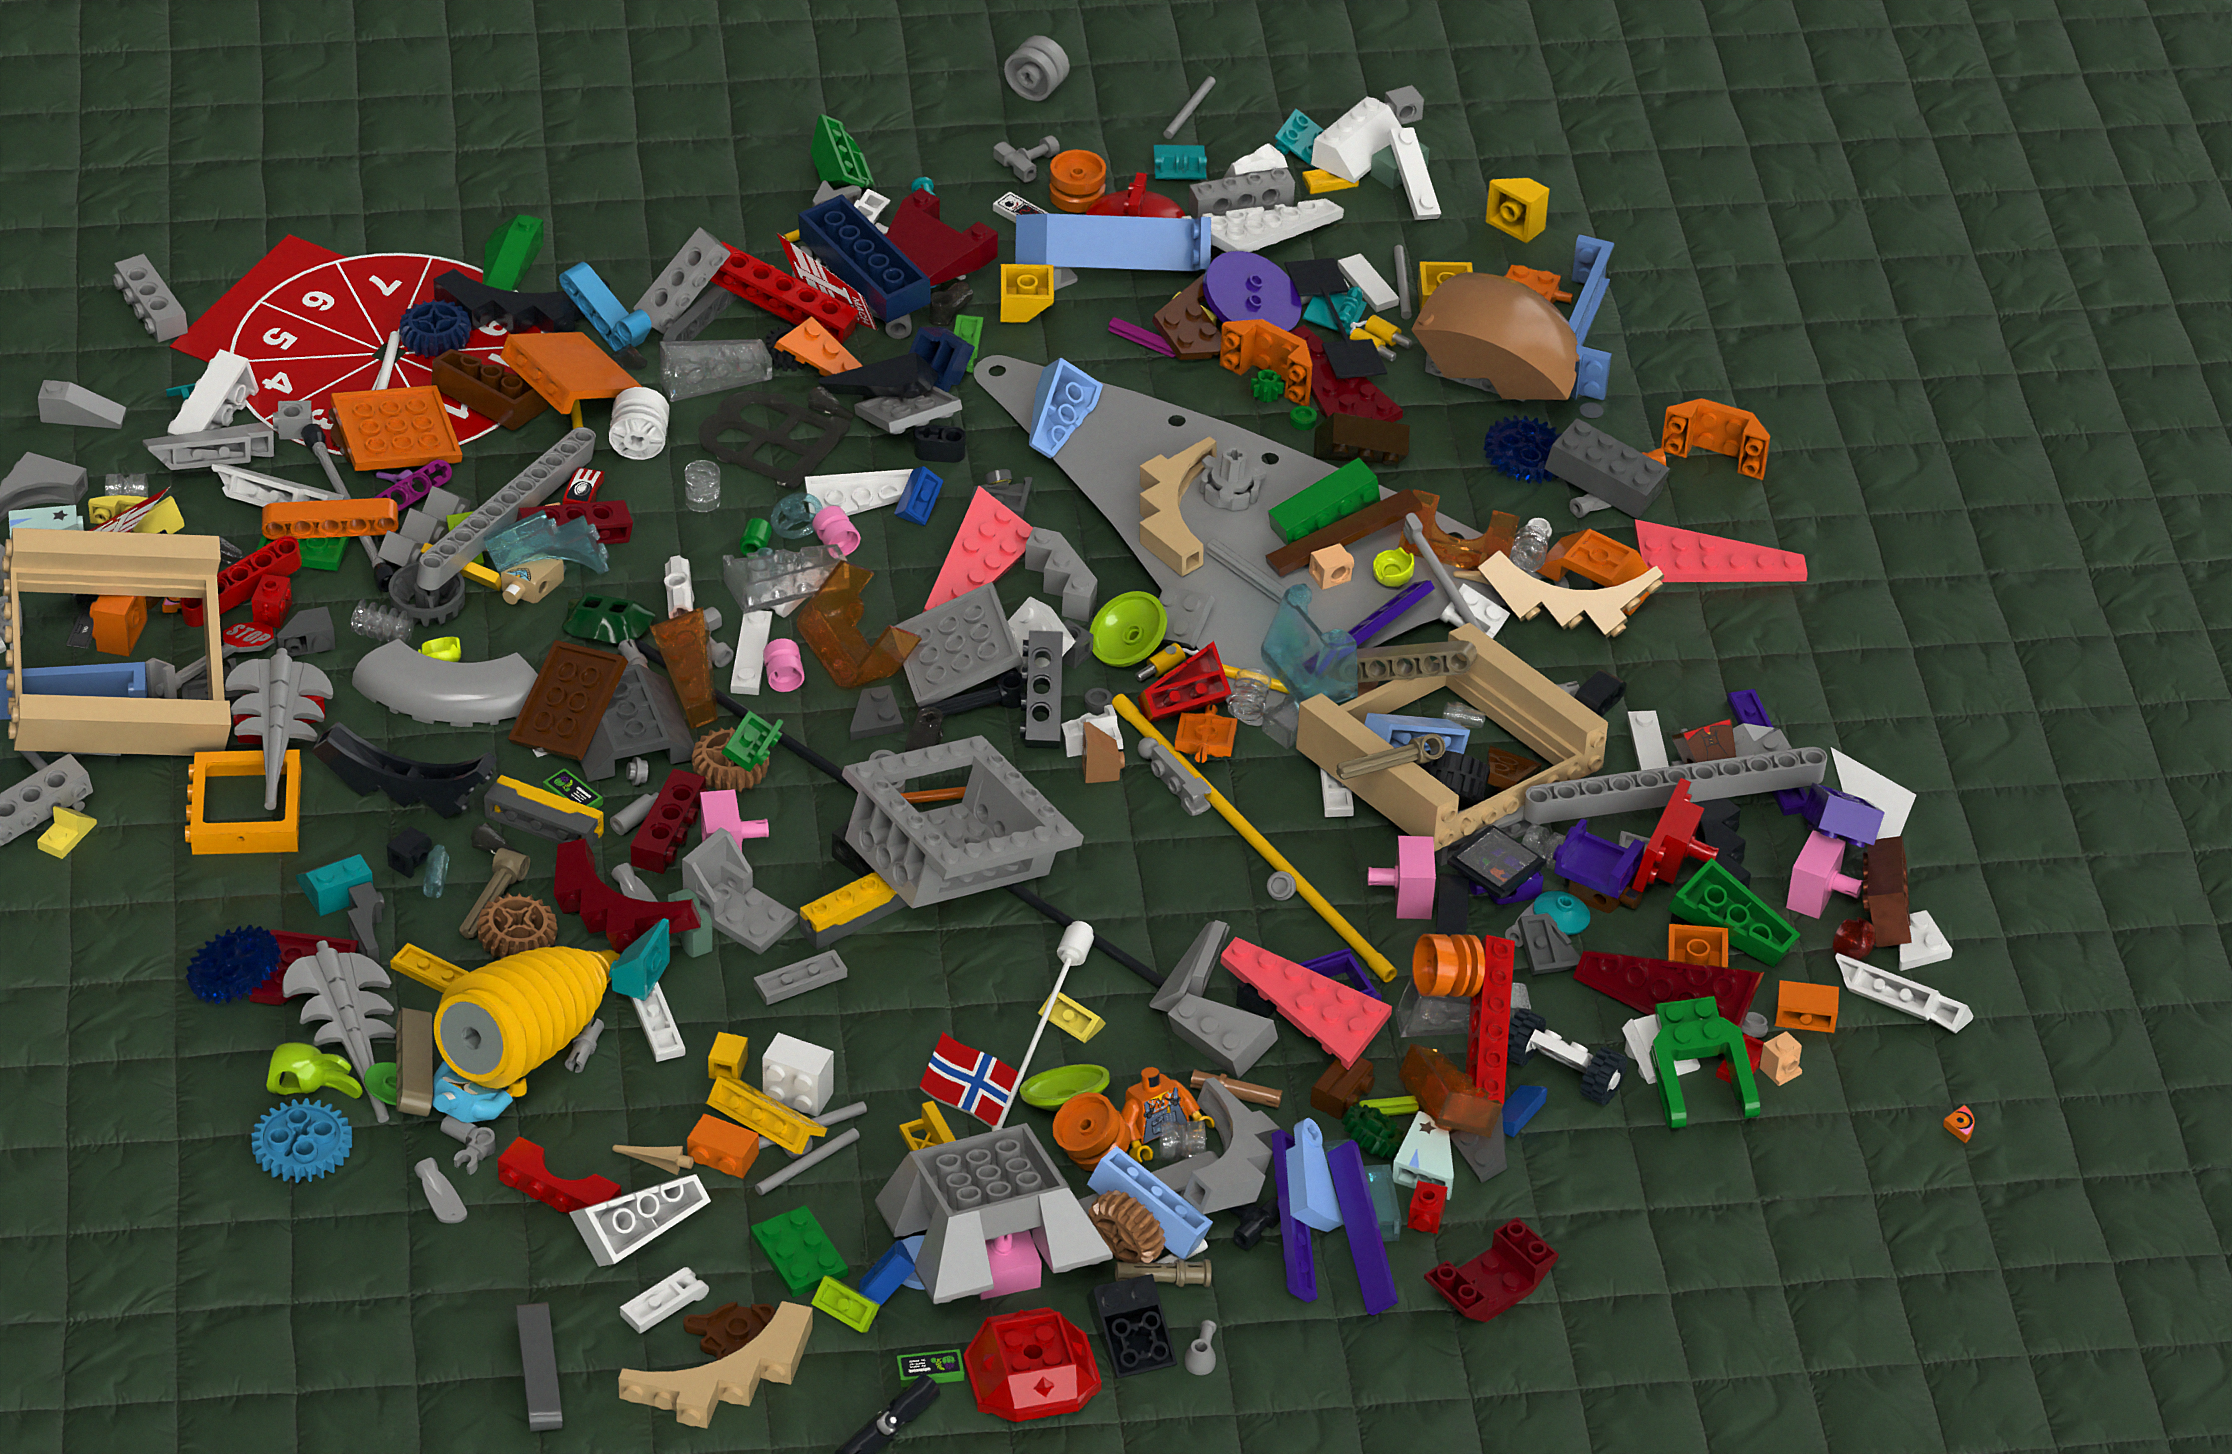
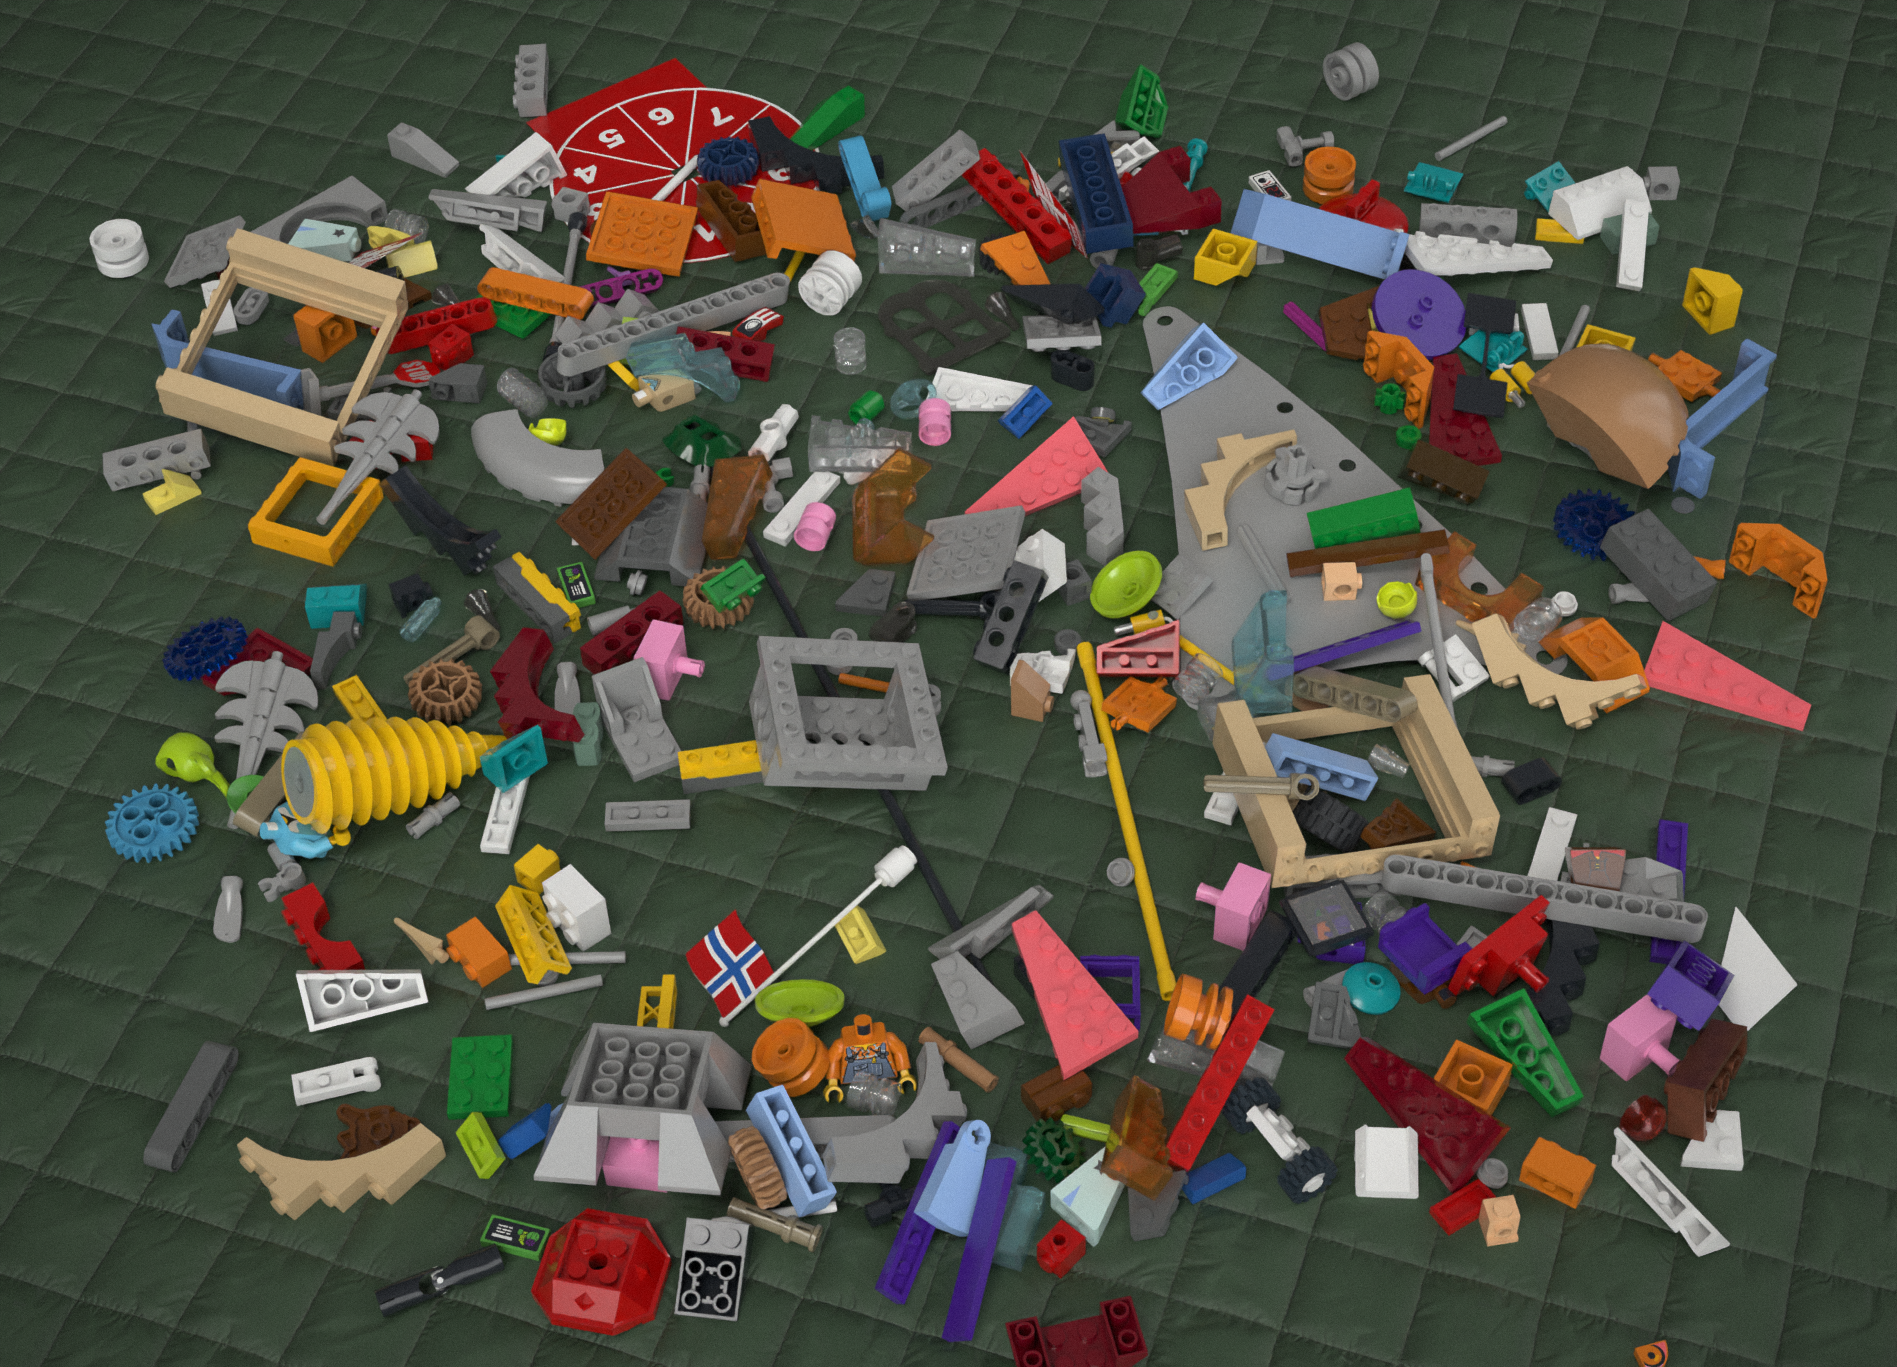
camera: 30 degrees right, 5 degrees up
(1200, 1356) = (765, 1328): light grey bar -> none
(1261, 160) = (1496, 197): white slope -> none
(1696, 1031) = (1416, 1161): green plate -> none

